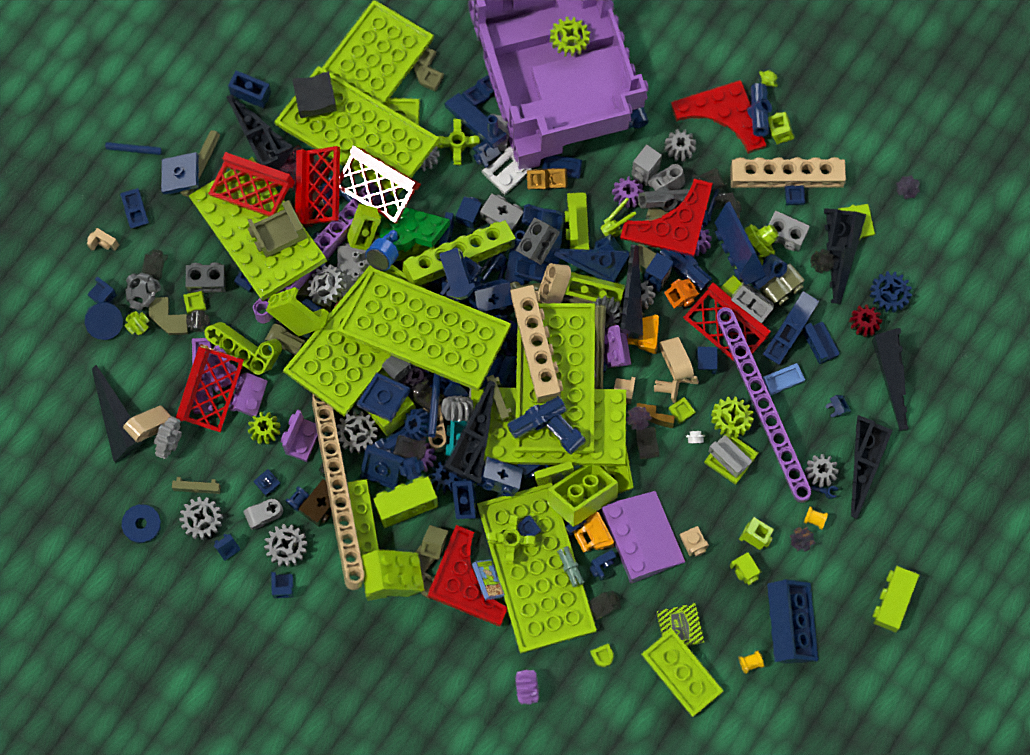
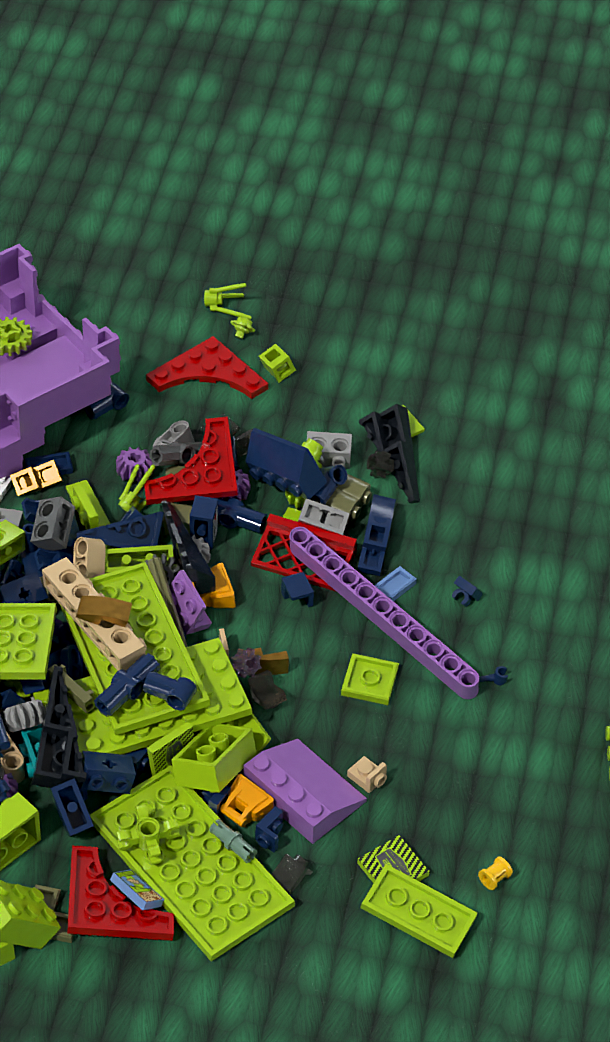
camera: 25 degrees left, 25 degrees down
(434, 542) = (52, 871): olive brick -> none
(437, 479) = (41, 799): dark blue gear -> none
(527, 687) = (236, 988): medium lavender gear -> none
(528, 527) = (163, 813): dark blue tile -> none
(540, 349) = (103, 608): none -> pearl gold slope
(602, 656) = (313, 929): lime tile -> none
(646, 165) = (144, 427): light grey brick -> none
(672, 387) = (269, 630): tan bracket -> none
(676, 358) = (262, 596): tan beam -> none
(680, 152) = (174, 407): light grey gear -> none
(681, 293) = (239, 536): orange brick -> none
(681, 410) = (294, 649): lime tile -> none
(695, 437) = (320, 669): white plate -> none
(729, 456) = (367, 674): light grey panel -> none
(741, 417) = (352, 635): lime gear -> none
(746, 569) = (441, 779): lime brick -> none
(757, 40) = (214, 297): none -> lime plant
(757, 534) = (437, 740): lime brick -> none
(759, 109) = (246, 351): dark blue piece -> none
(779, 179) = (304, 399): tan brick -> none
(792, 622) = (521, 815): dark blue slope -> none
(794, 195) = (320, 419): dark blue tile -> none
(802, 539) = (485, 728): clear purple gear -> none
(815, 465) = (480, 655): light grey gear -> none
(815, 517) = (495, 704): yellow bush -> none
(820, 342) = (414, 540): dark blue panel -> none
(867, 314) = (455, 504): dark red gear -> none
(869, 447) = (522, 619): black wedge -> none
(890, 360) = (506, 536): black wedge -> none
(896, 286) = (468, 471): dark blue gear -> none
(908, 187) = (439, 375): clear purple gear -> none

